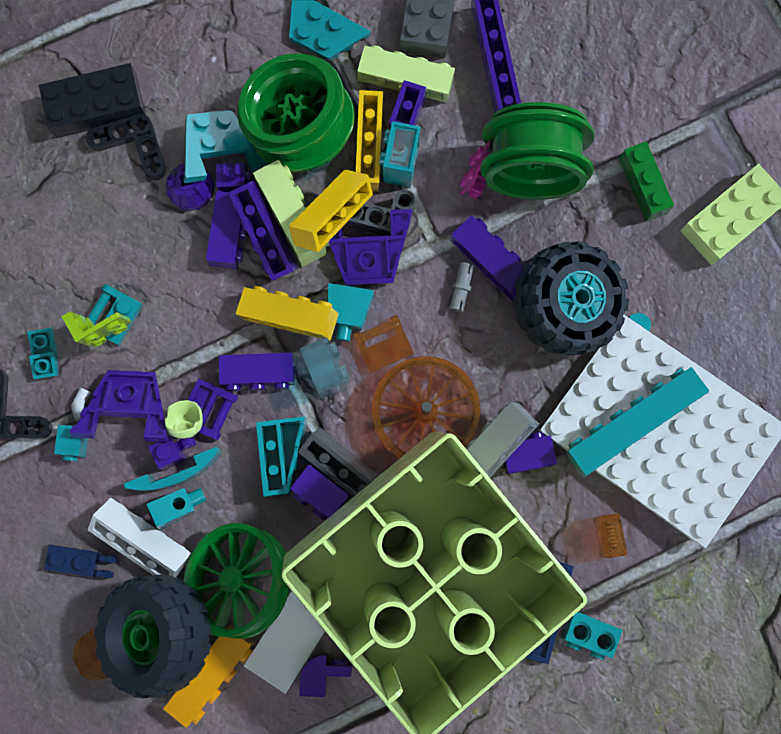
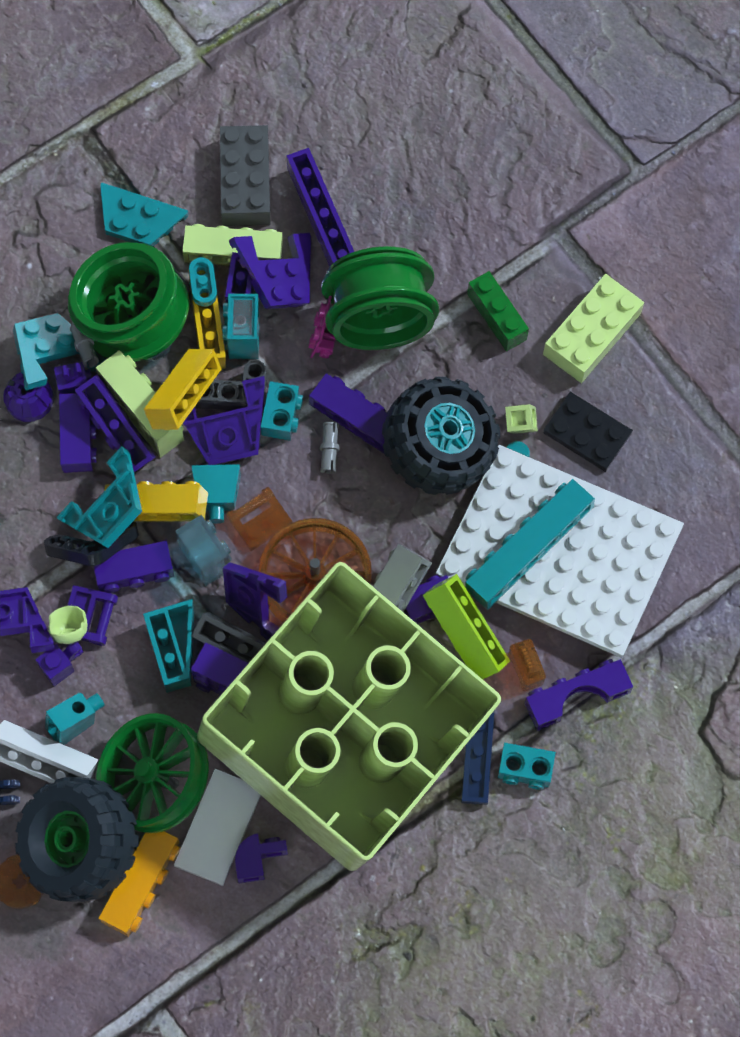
camera: 15 degrees left, 10 degrees down
(203, 462) = (36, 701): teal slope -> none
(224, 352) = (85, 551): none -> black beam
(247, 314) = (113, 509): none -> teal wing
(249, 153) = (85, 347): none -> light grey pin
(364, 425) = (248, 595): none -> dark purple wing
(370, 106) = (202, 283): none -> teal plate
(417, 241) = (276, 410): none -> teal brick
(442, 115) = (278, 281): none -> dark purple wing
(560, 493) = (466, 627): none -> lime brick
(622, 580) = (607, 681): none -> dark purple arch
(649, 293) = (521, 419): none -> yellowish green brick
(710, 315) = (587, 431): none -> black plate

